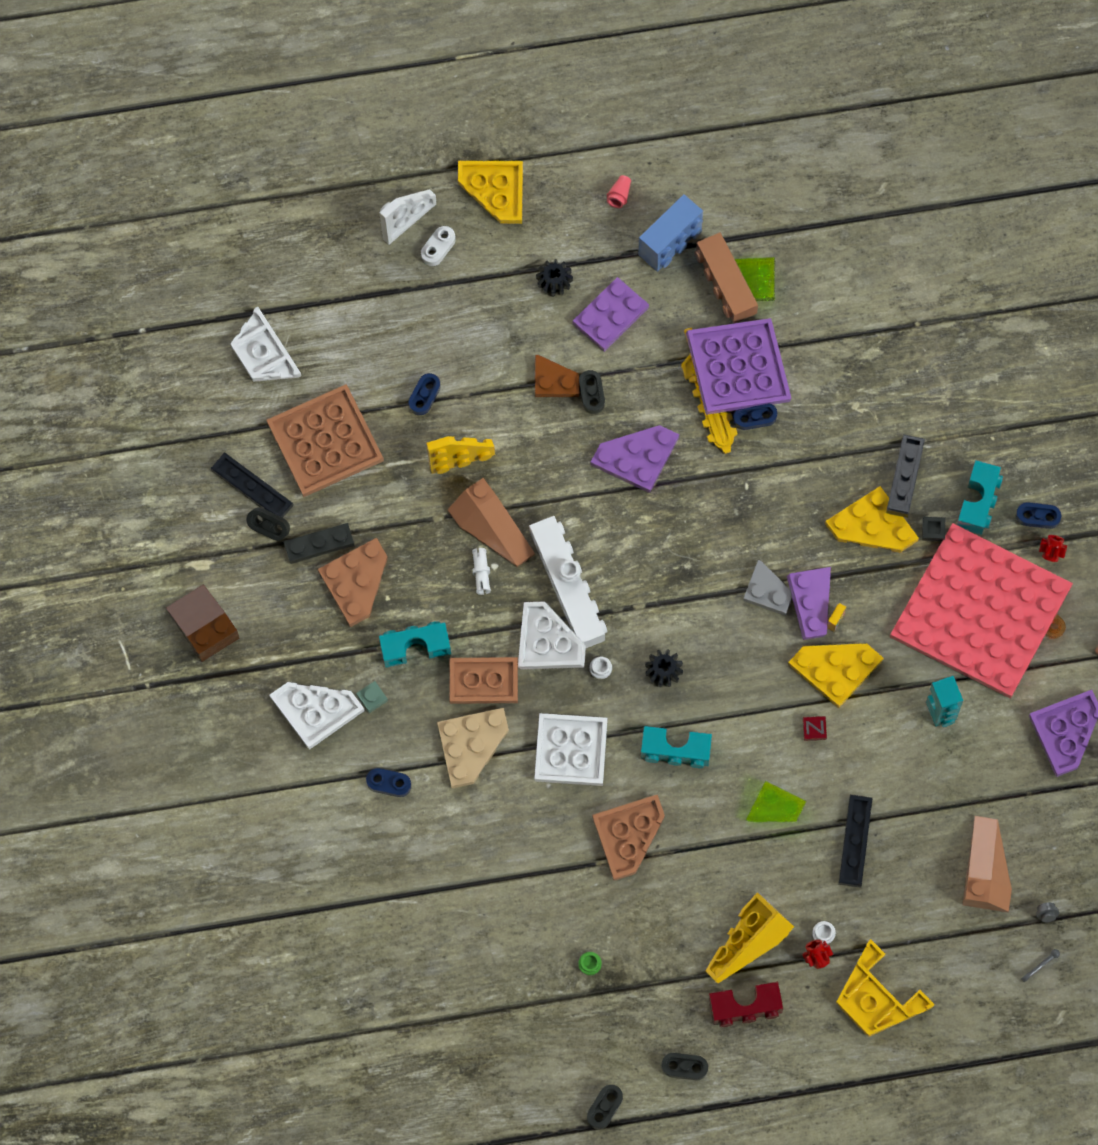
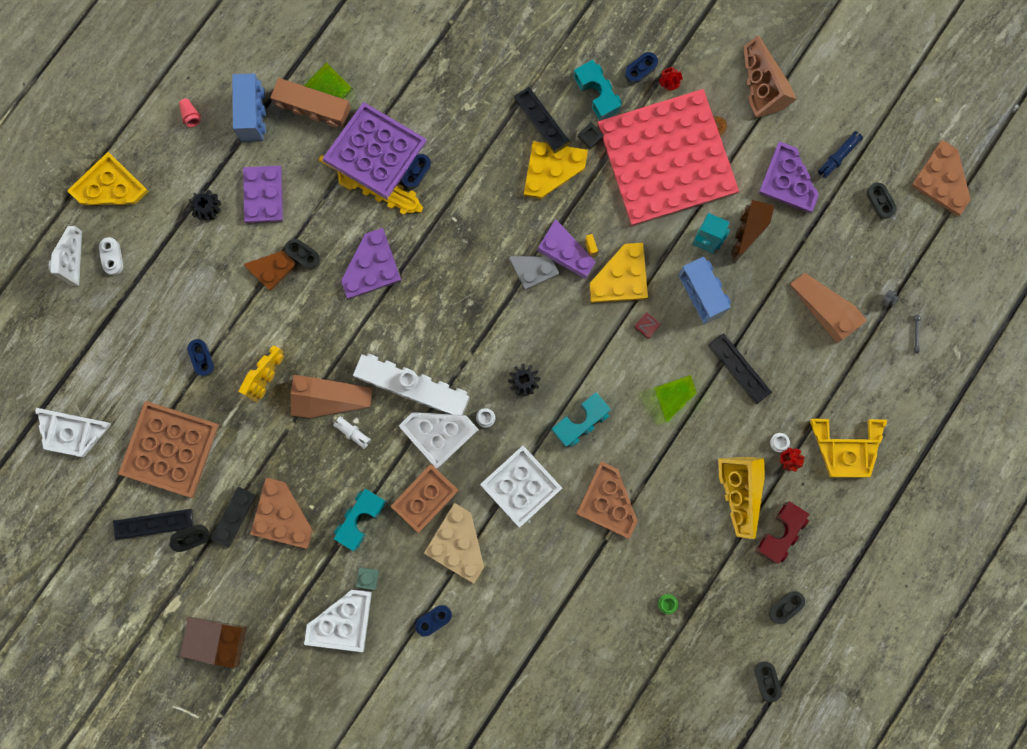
camera: 50 degrees left, 10 degrees up
(892, 744) = (704, 290): none -> medium blue brick
(985, 735) = (754, 220): none -> reddish brown slope

